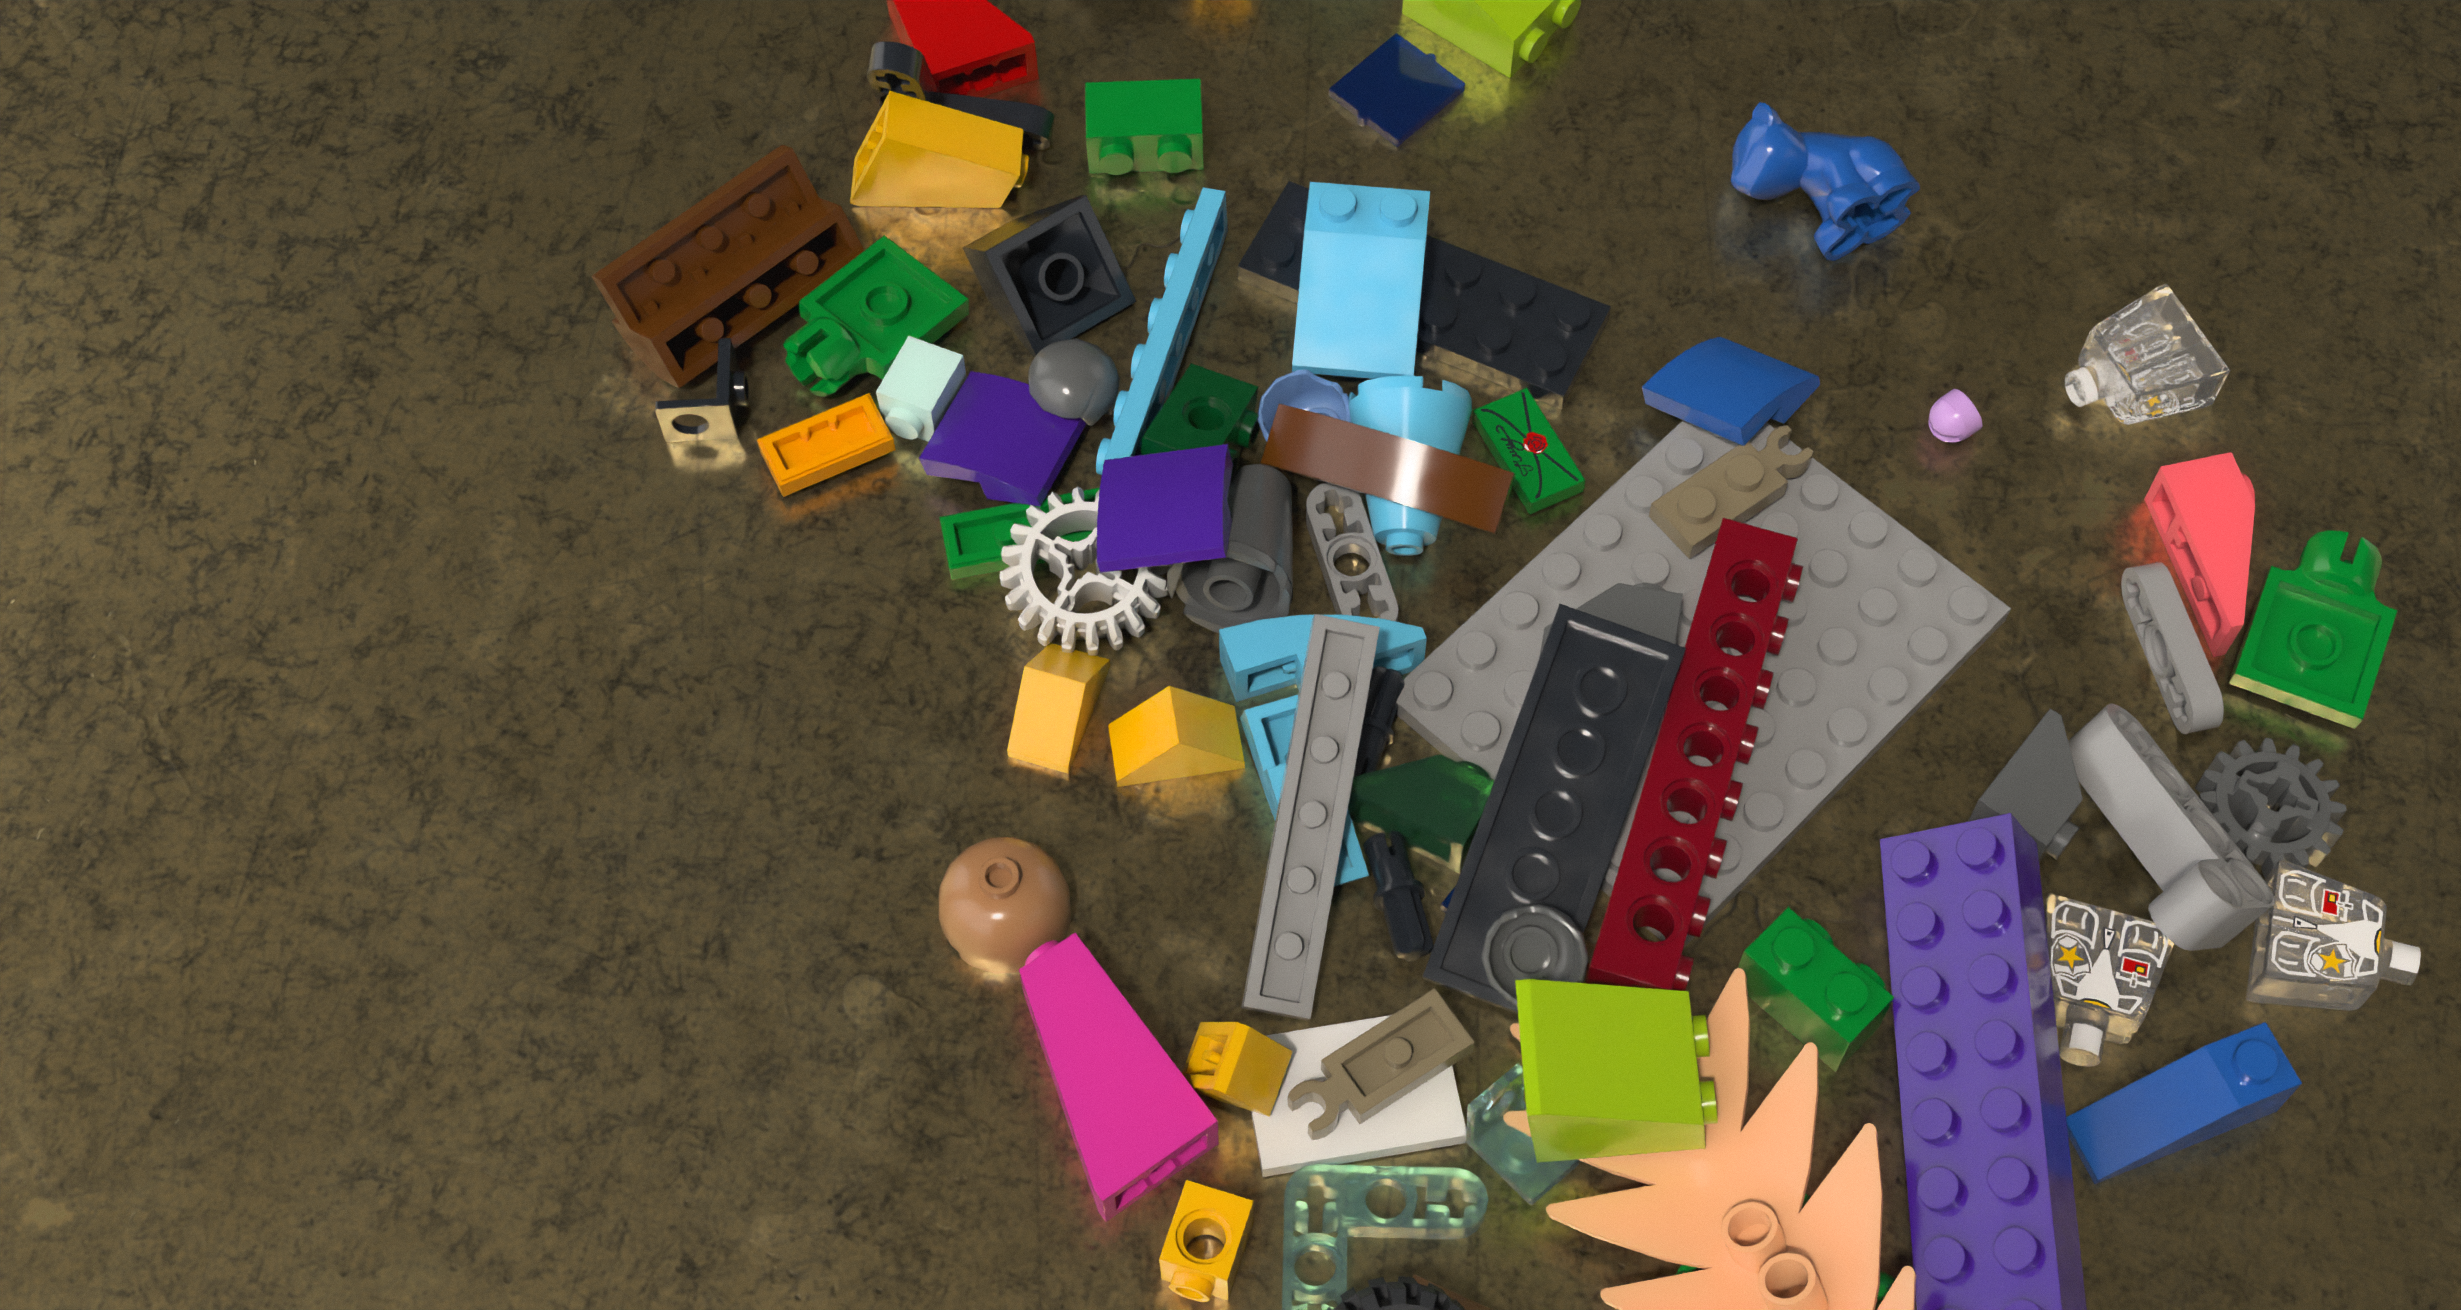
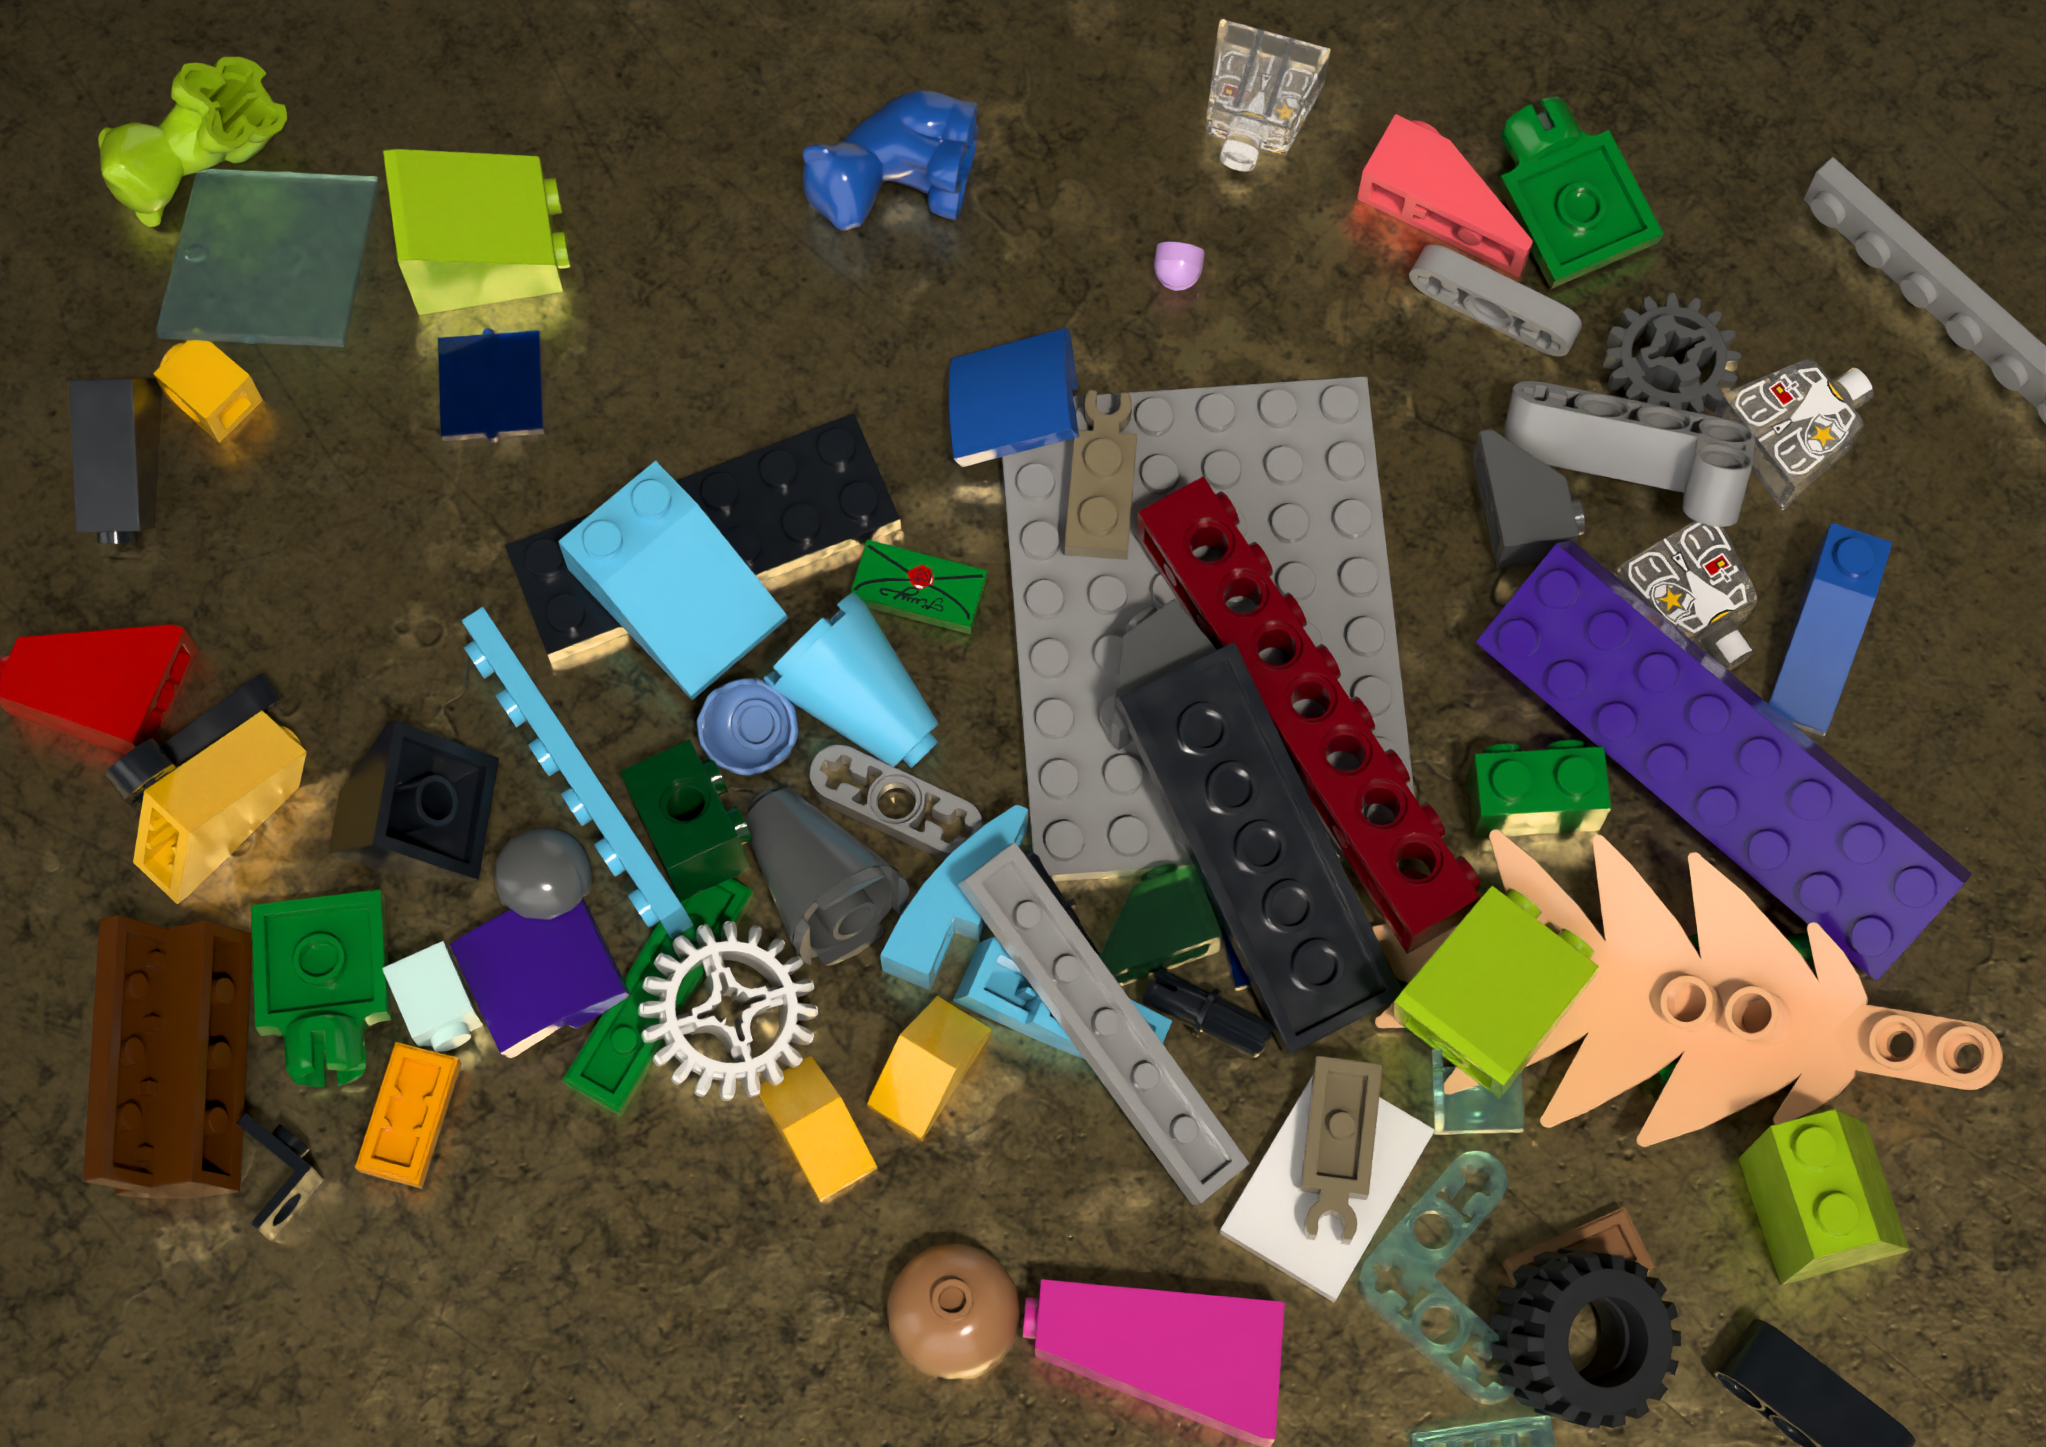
camera: 50 degrees left, 10 degrees up
(1144, 126) = (344, 611): green brick -> none
(1164, 508) = (756, 910): dark purple slope -> none
(1213, 1213) = (1364, 1358): yellow brick -> none
(1236, 1065) = (1243, 1254): yellow slope -> none
(1388, 467) = (858, 712): reddish brown slope -> none
(1533, 945) = (1363, 963): dark grey hair -> none

